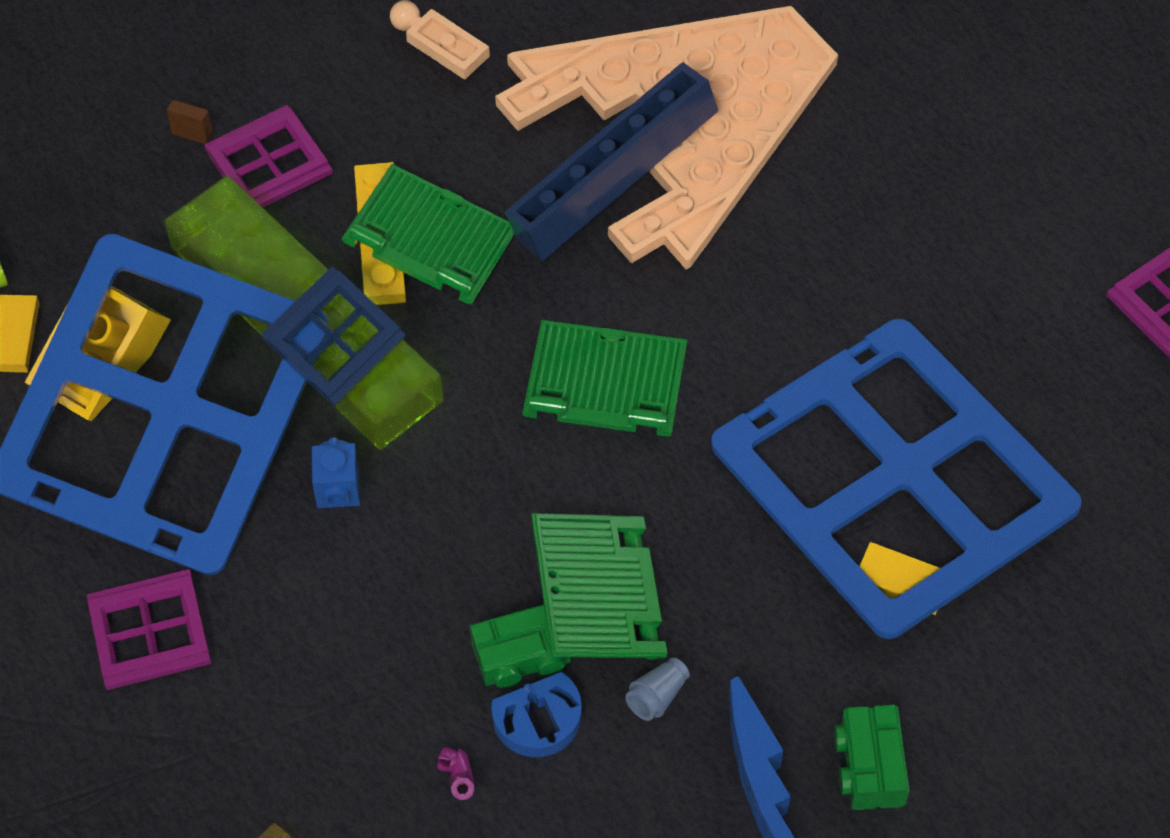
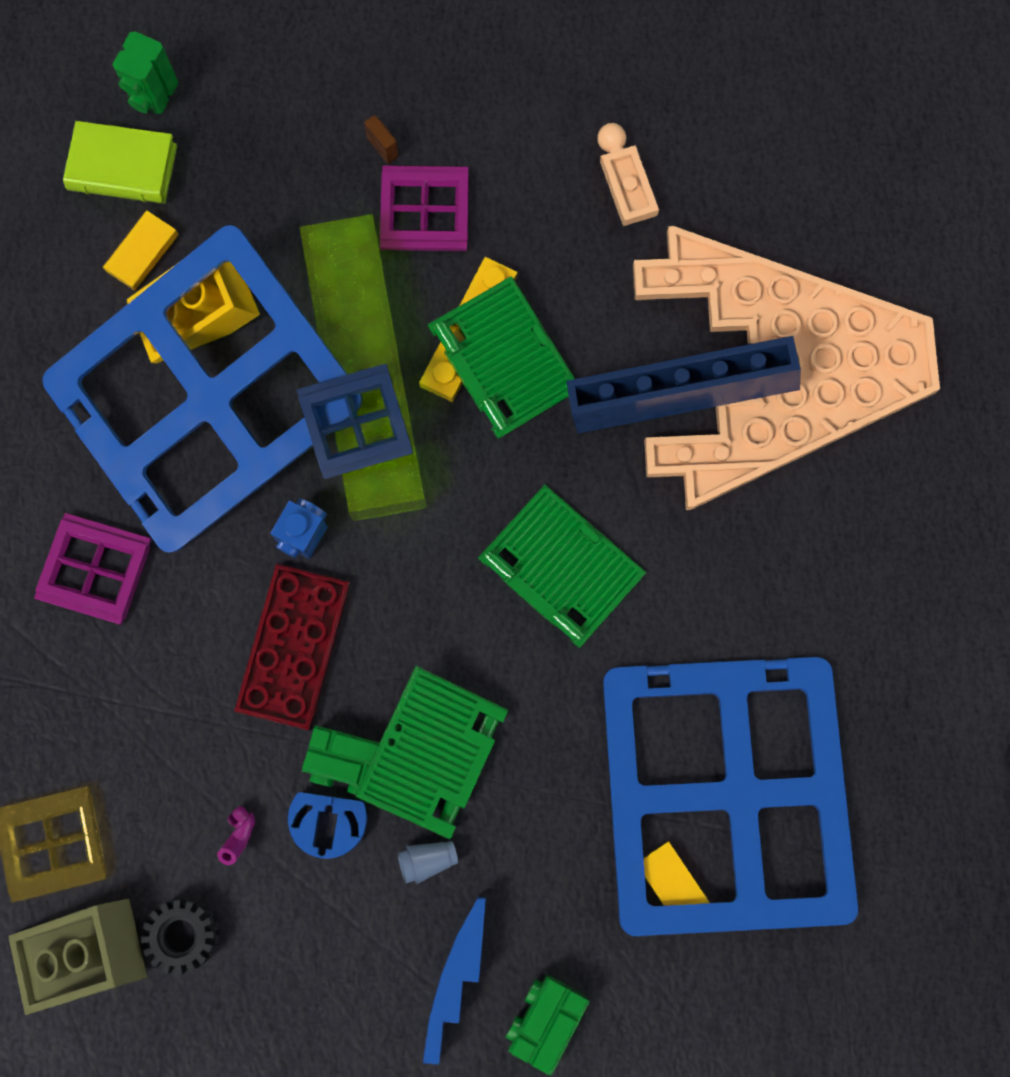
camera: 30 degrees right, 20 degrees up
(397, 586) = (292, 647): none -> dark red tile

